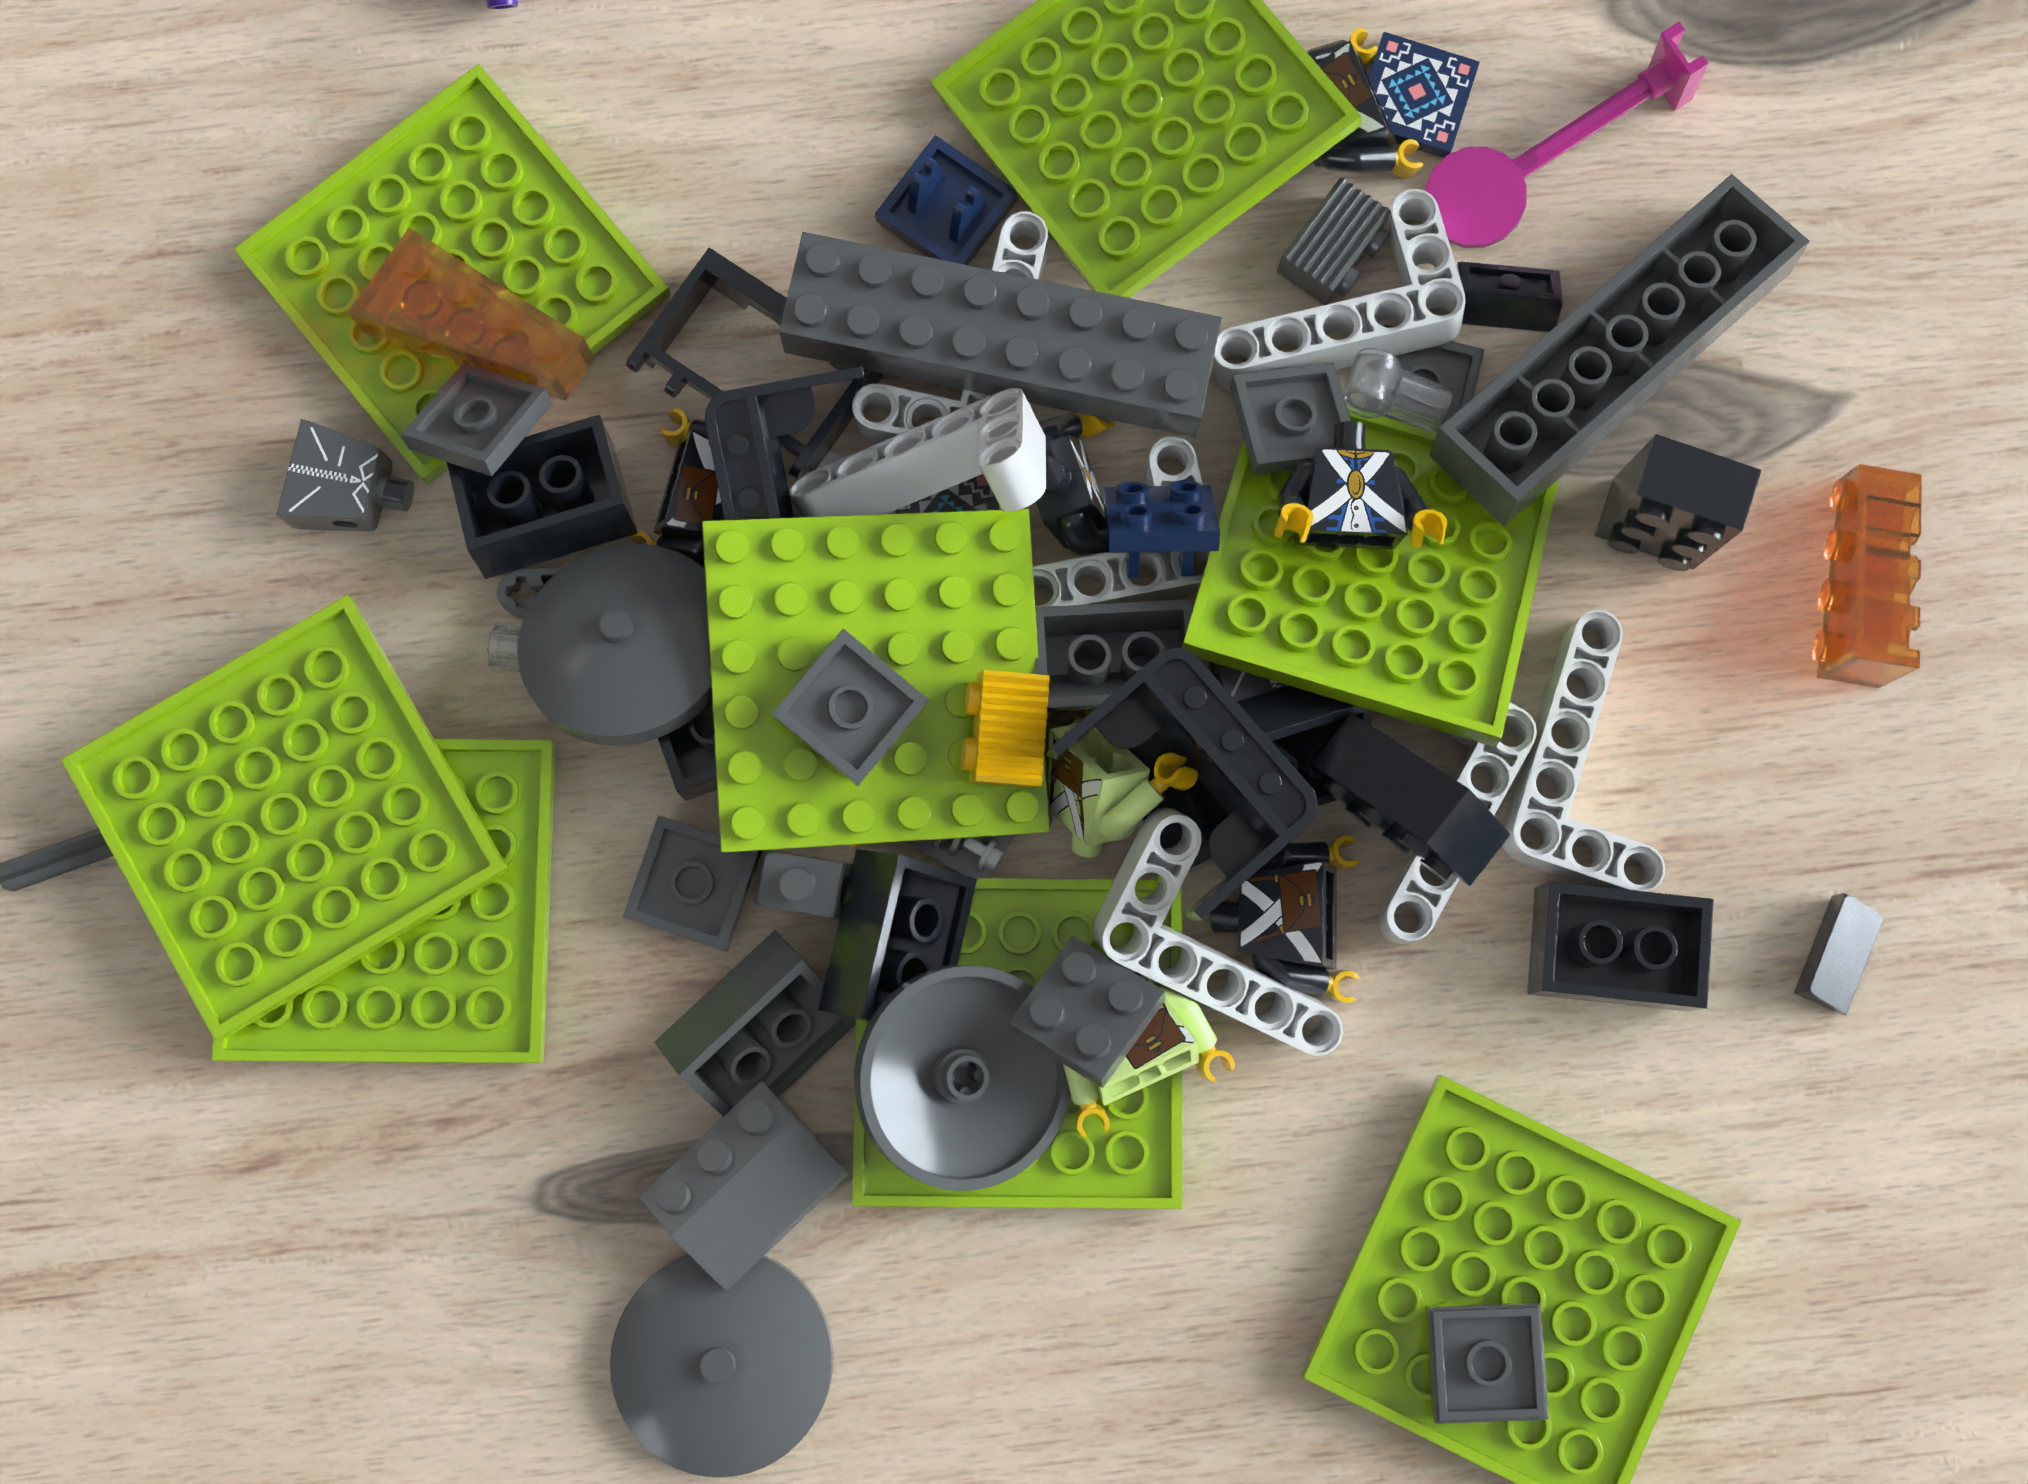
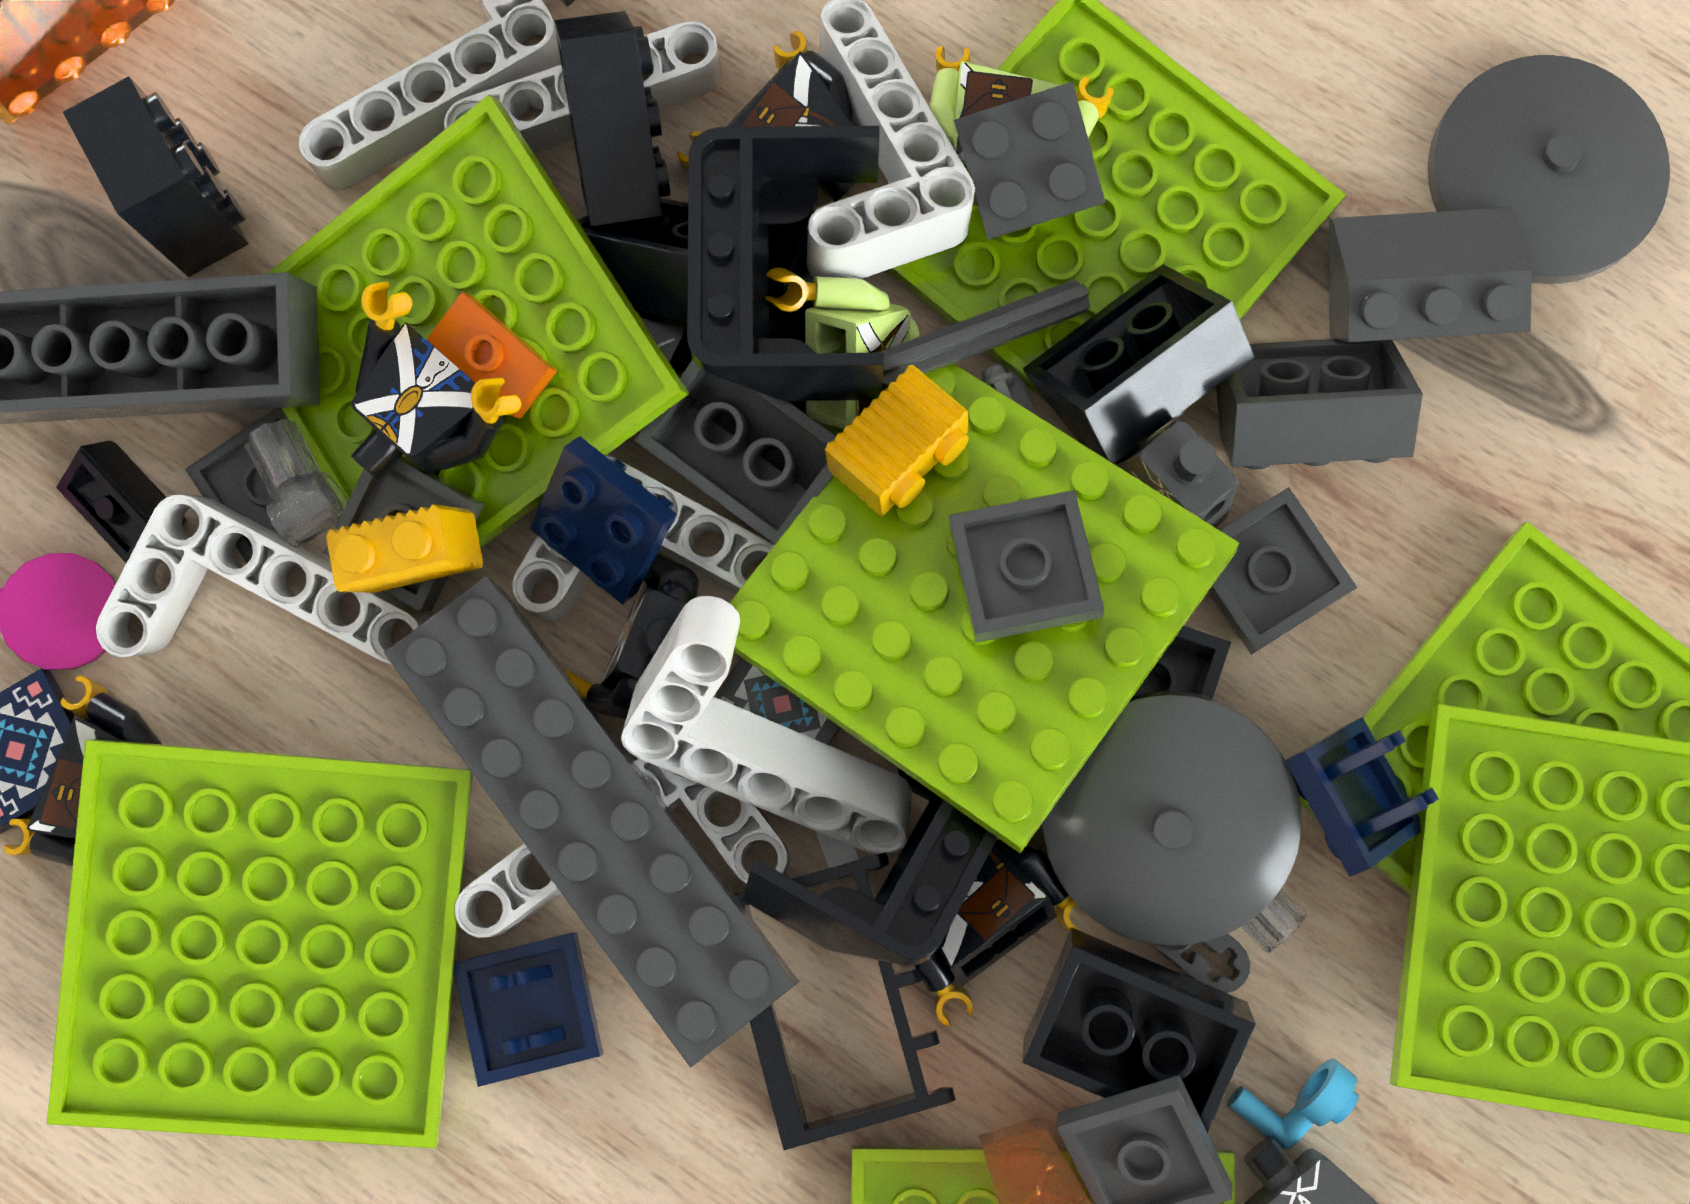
camera: 130 degrees left, 0 degrees up
(389, 560) = (1323, 1098): none -> medium azure plate
(513, 755) = (1358, 795): none -> dark blue plate
(952, 1085) = (1191, 207): dark grey dish -> none
(1022, 867) = (986, 330): none -> dark grey axle
(1270, 394) = (404, 549): none -> yellow brick
(1334, 242) = (217, 670): dark grey brick -> none
(1336, 569) = (490, 349): none -> orange plate

